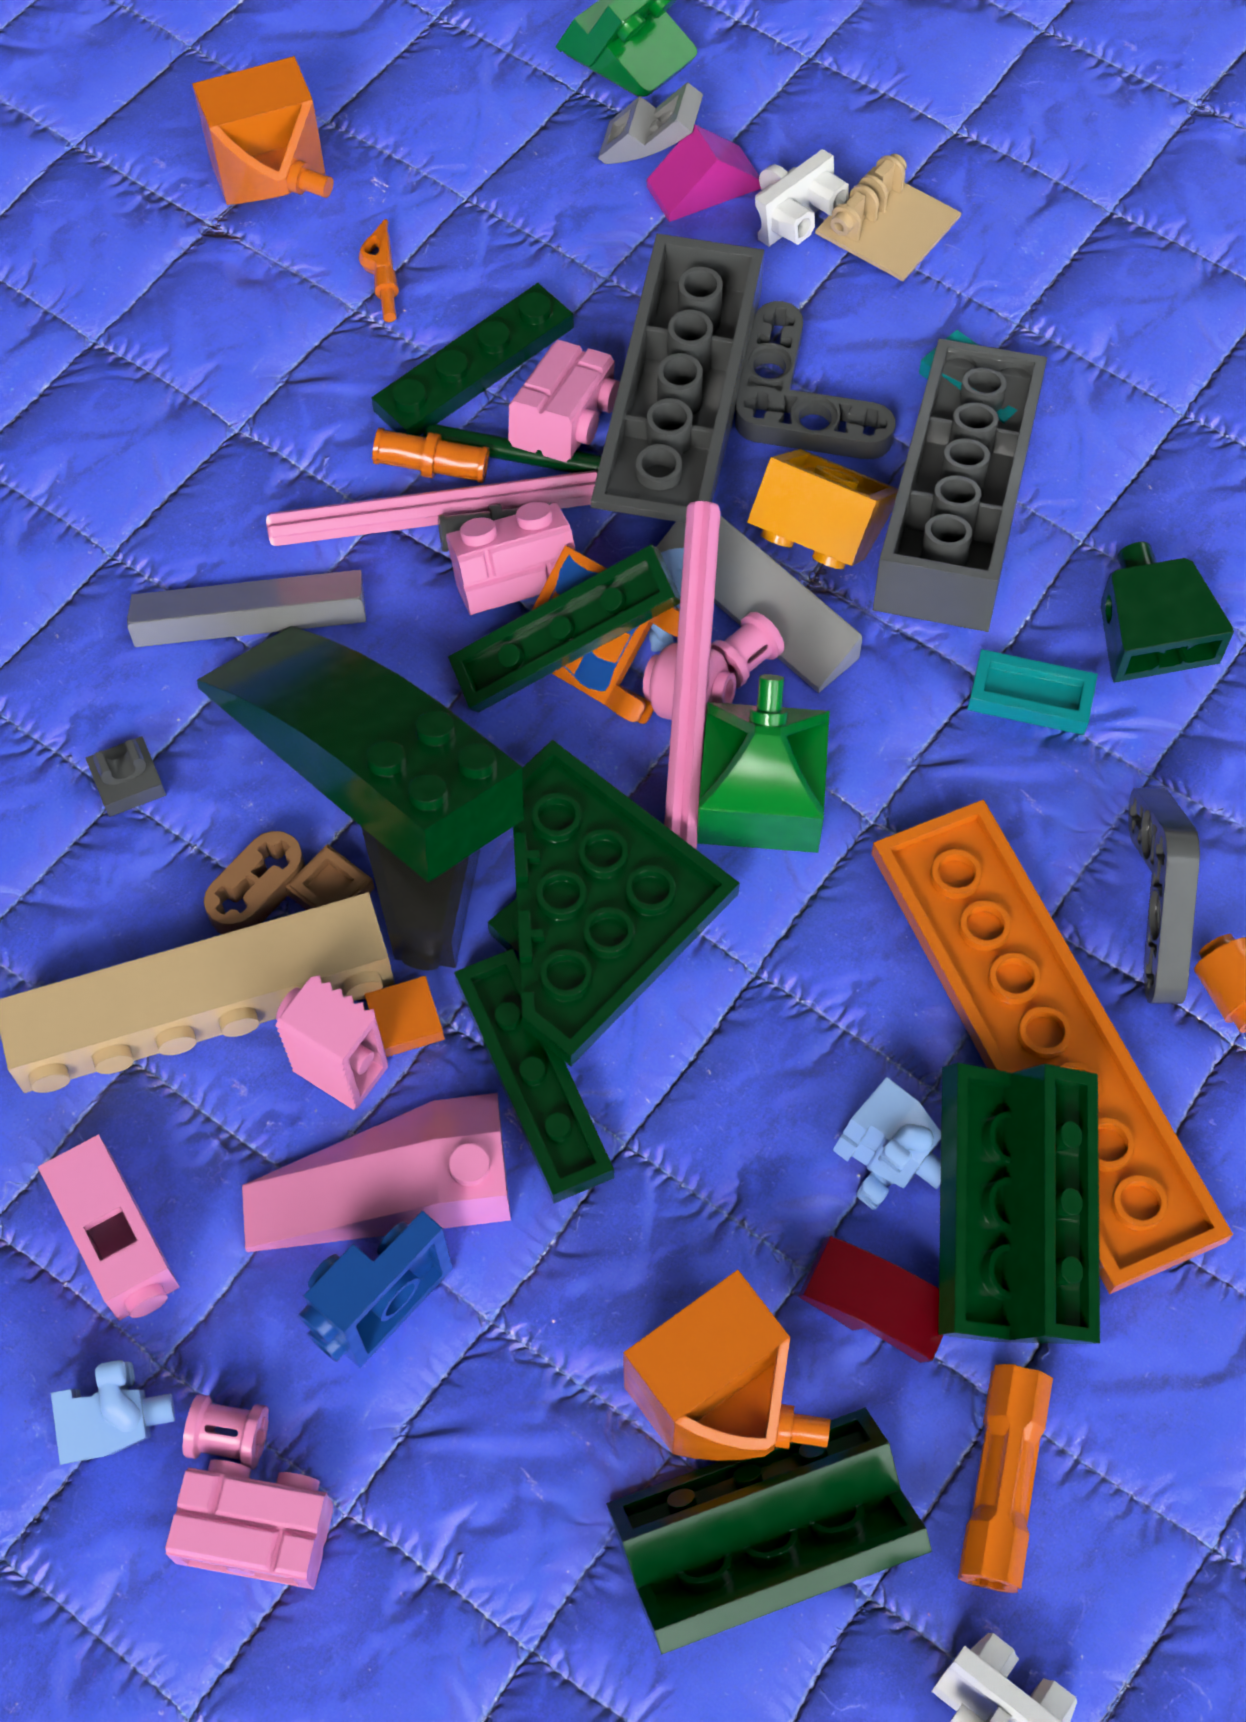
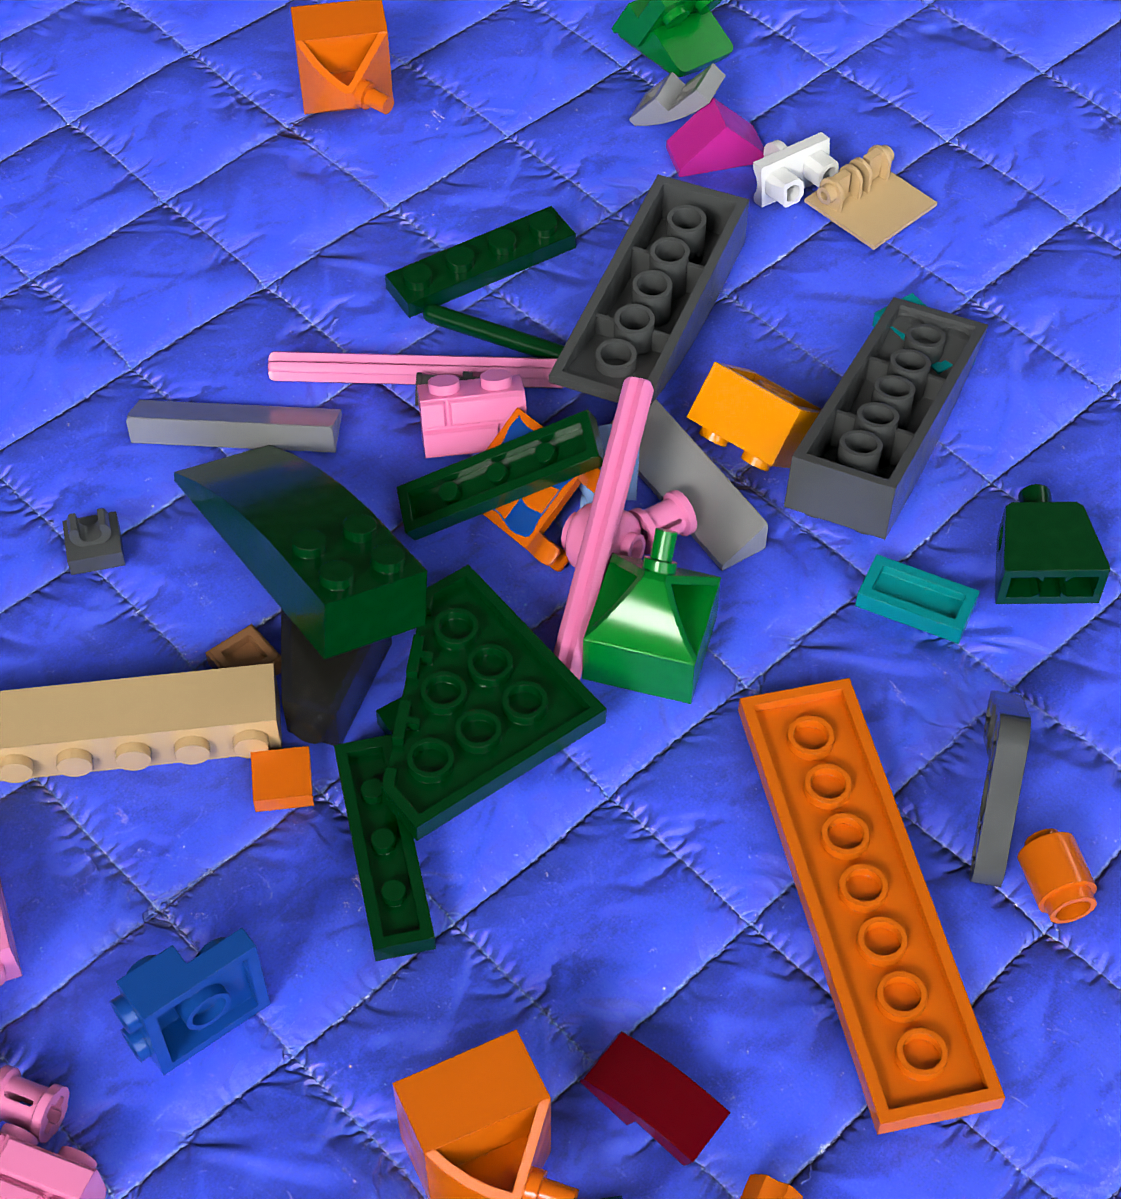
camera: 10 degrees right, 10 degrees down
(250, 880) = (179, 644): medium nougat beam -> none
(332, 1041) = (208, 781): bright pink brick -> none
(382, 268) = (420, 177): orange hand -> none
(427, 1160) = (283, 904): bright pink wedge -> none
(430, 455) = (424, 327): orange pin -> none
(563, 401) = (545, 297): bright pink brick -> none
(777, 397) = (743, 325): dark grey beam -> none
(893, 1140) = (699, 957): light blue piece -> none
(1019, 1205) = (803, 1035): dark green slope -> none

